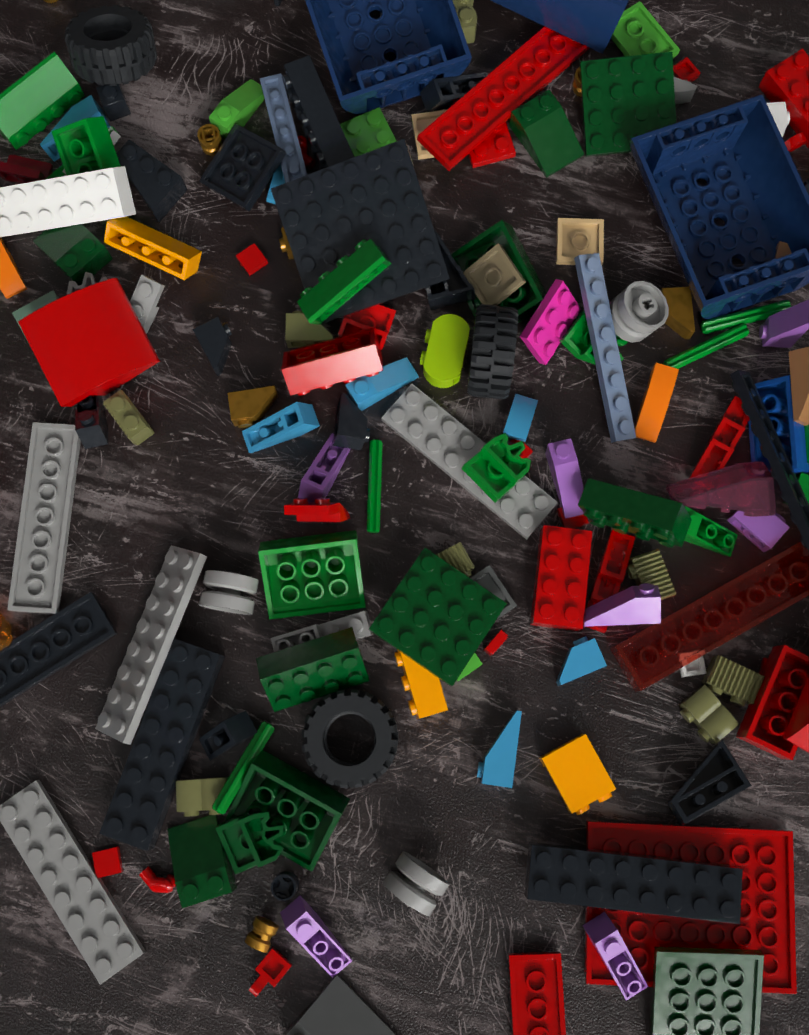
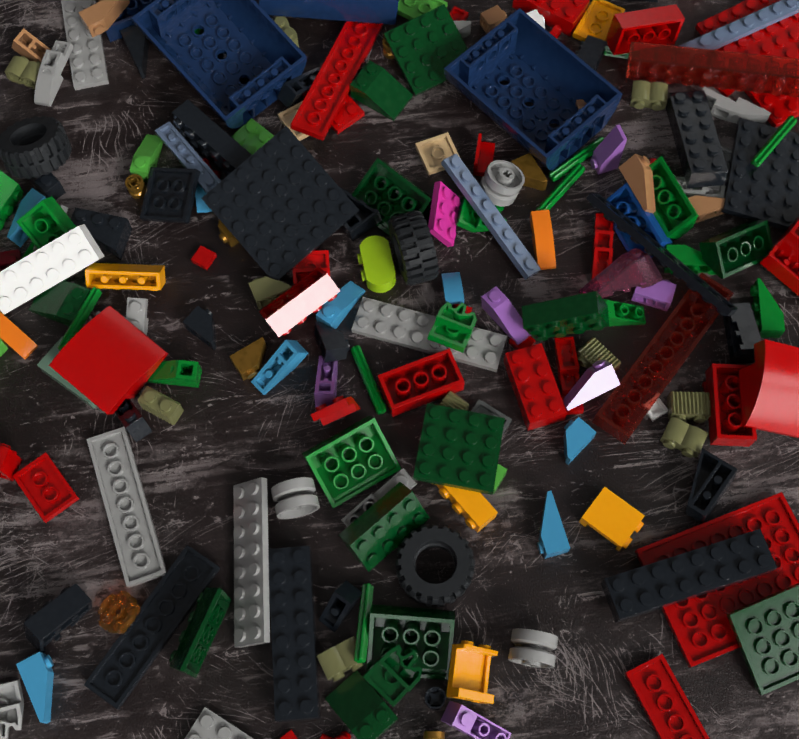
camera: 25 degrees left, 10 degrees down
(62, 699) = (200, 632): none -> dark green slope
(83, 275) = (81, 316): none -> green axle
(163, 388) = (177, 373): none -> green slope
(334, 878) = (470, 672): none -> light orange panel
(343, 282) = (284, 240): green slope -> none
(431, 516) = (420, 382): none -> red brick
(494, 276) = (389, 197): dark tan plate -> none
(496, 643) = (509, 452): red tile -> none
(615, 955) = (702, 634): medium lavender slope -> none
(633, 267) = (483, 156): none -> red panel
(725, 92) = (491, 18): none -> medium nougat brick

